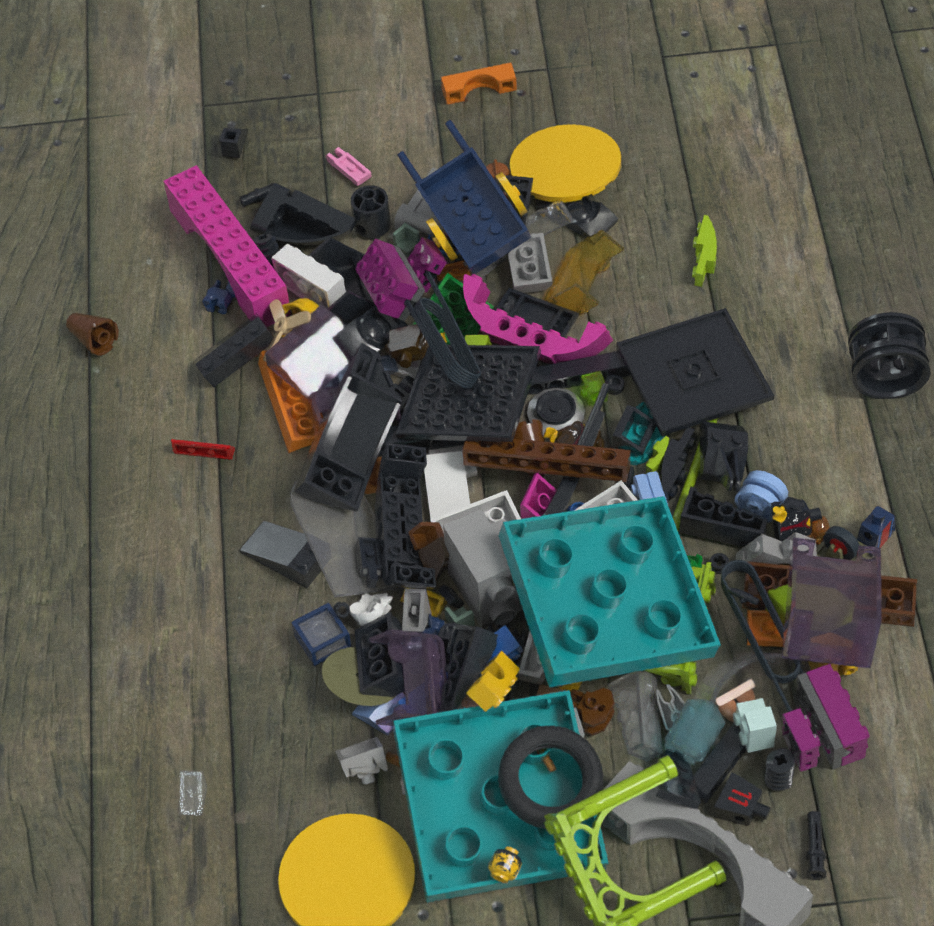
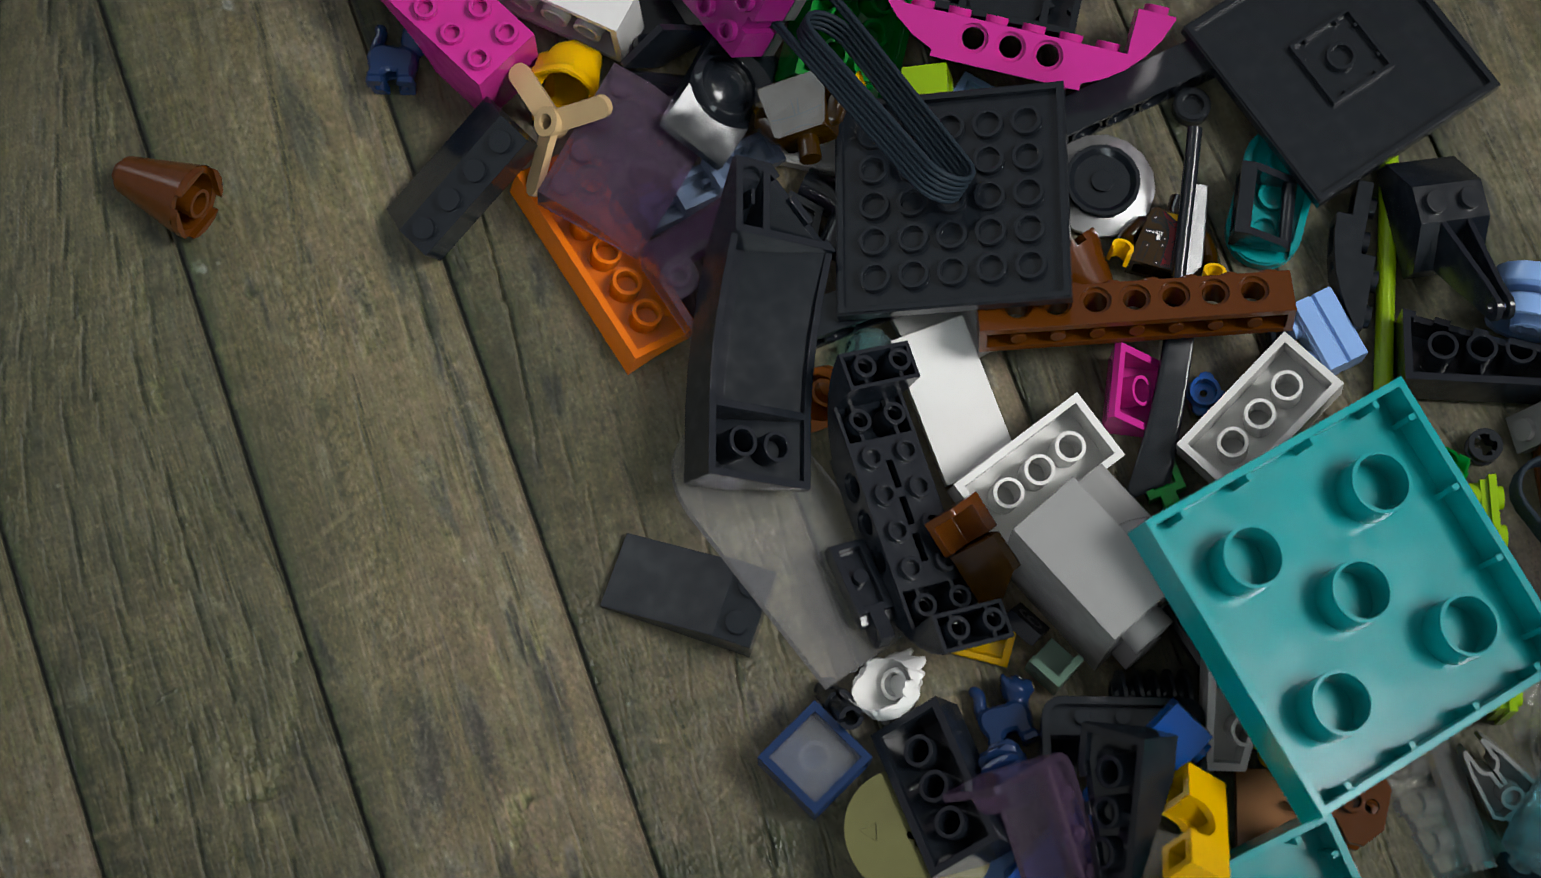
camera: 20 degrees left, 20 degrees up
(202, 449) = (464, 402): red slope -> none
(415, 610) = (978, 683): light grey slope -> none
(591, 386) = (1160, 126): clear neon green brick -> none
(659, 450) = (1319, 248): lime slope -> none

